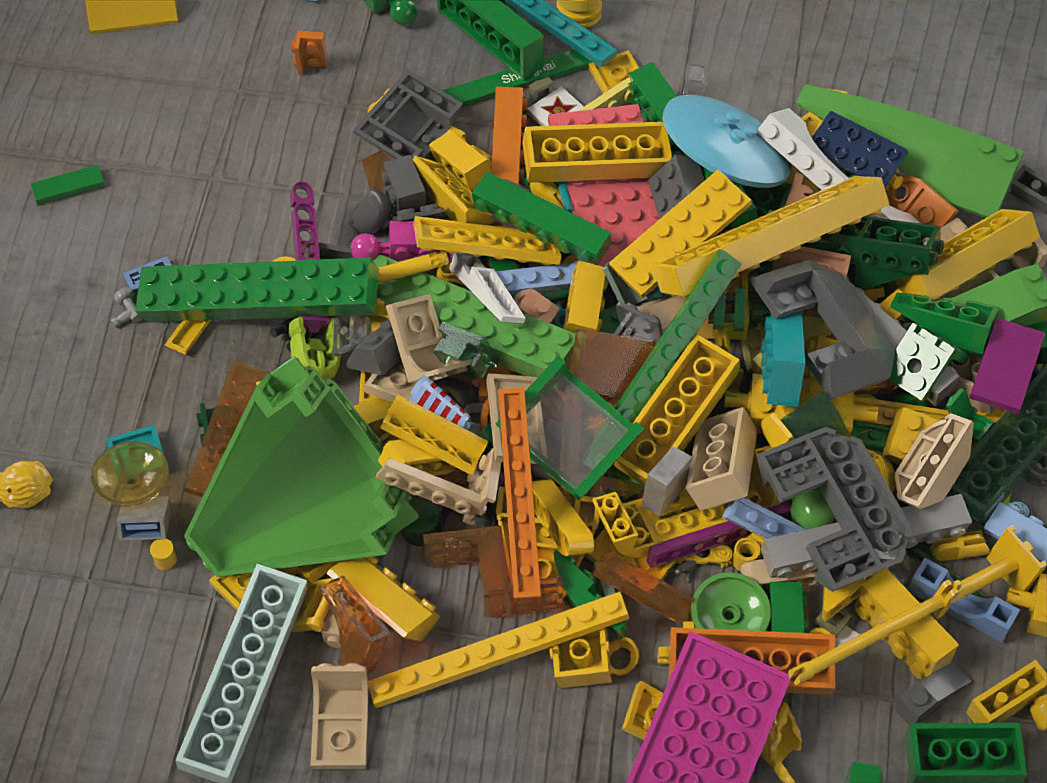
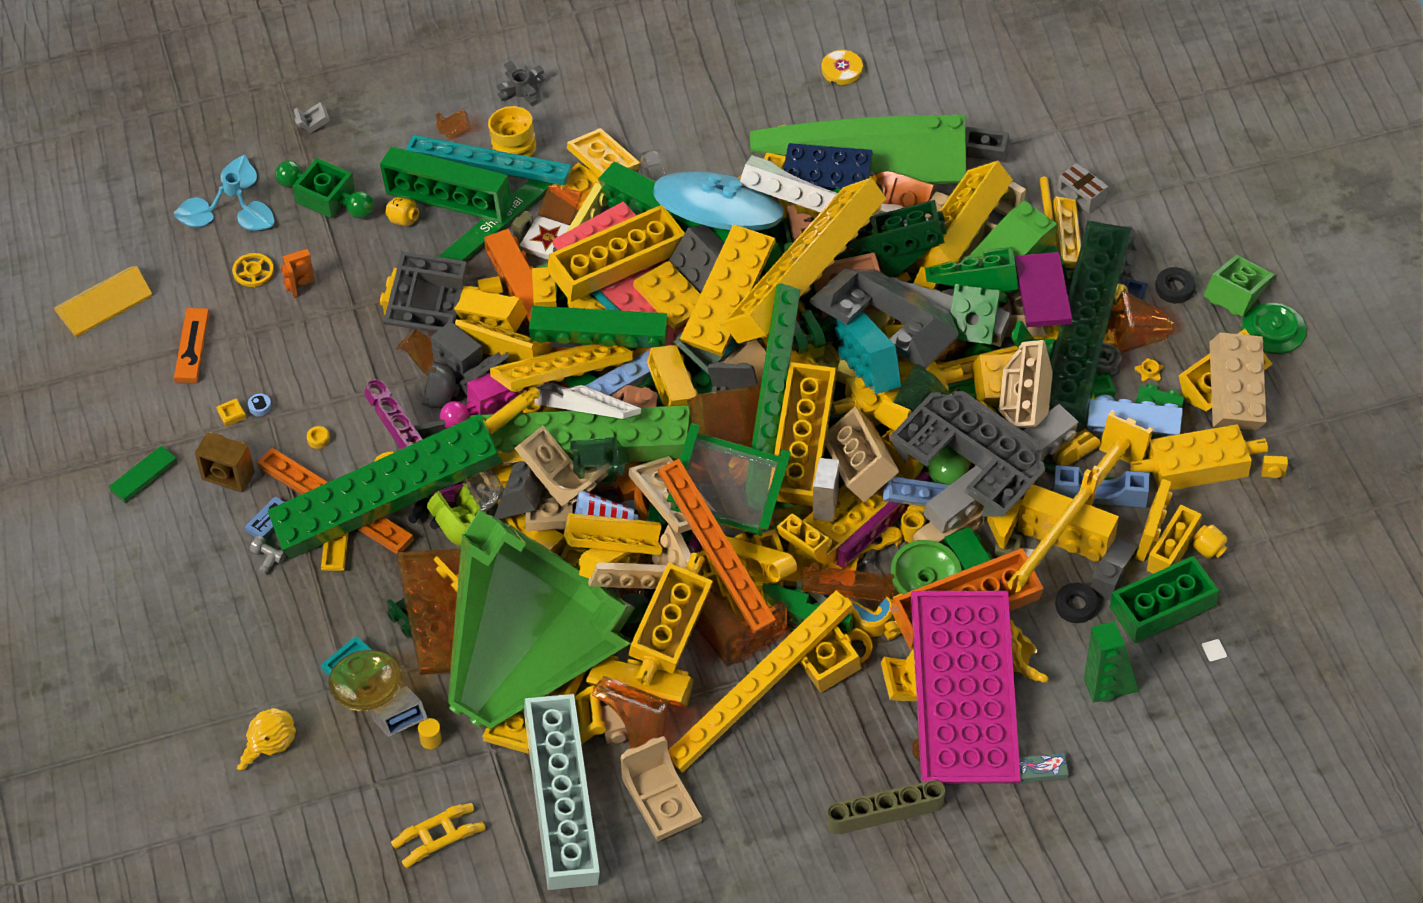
camera: 25 degrees left, 5 degrees down
(124, 667) = (433, 845): none -> yellow piece
(138, 203) = (224, 462): none -> pearl gold brick
(178, 159) = (231, 412): none -> yellow tile
(182, 82) = (191, 345): none -> orange tile
(200, 252) = (303, 480): none -> orange plate
(206, 163) = (259, 404): none -> light blue tile
(239, 216) = (318, 437): none -> yellow tile
(276, 34) = (253, 270): none -> yellow wheel
(437, 546) = (670, 618): none -> yellow brick
(439, 33) = (402, 211): none -> yellow head
(478, 136) = (490, 285): none -> yellow tile
(513, 162) = (543, 288): none -> yellow brick
(588, 83) = (560, 204): none -> clear orange piece
(628, 211) = (668, 293): none -> yellow plate
(643, 632) = (871, 621): none -> yellow animal
(655, 45) = (599, 151): none -> yellow plate
(866, 728) = (1076, 615): none -> black tyre
(935, 56) = (842, 67): none -> yellow tile
(1000, 664) = (1154, 520): none -> yellow plate
(1026, 491) = (1104, 385): none -> green tile

